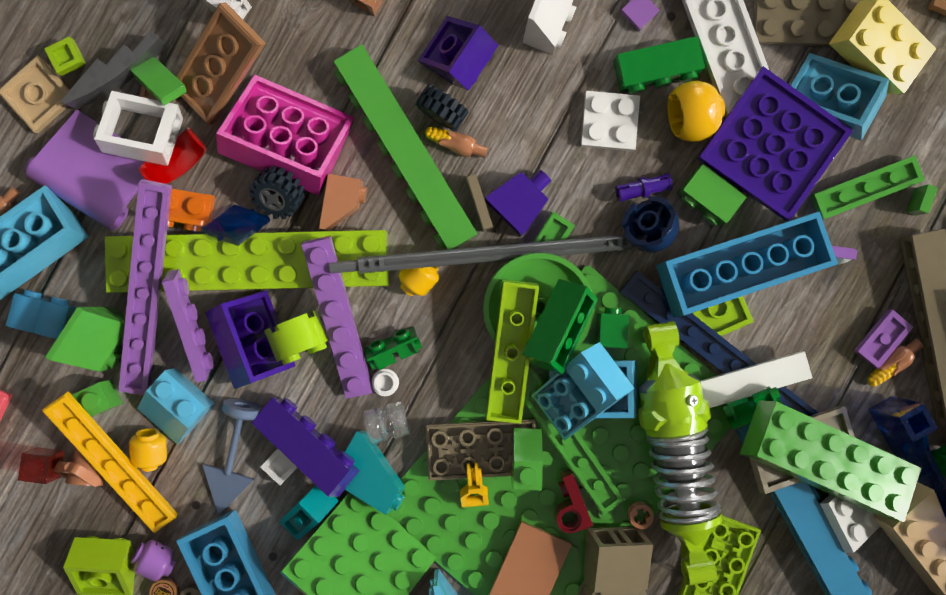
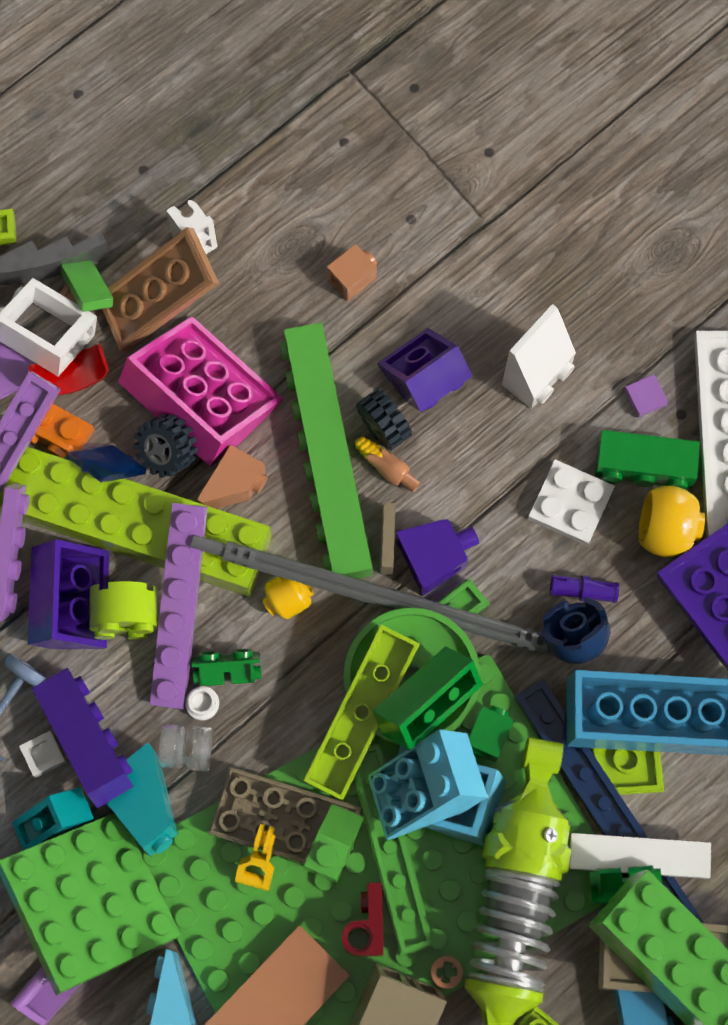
camera: 20 degrees right, 15 degrees down
(711, 196) = (658, 624): bright green brick -> none

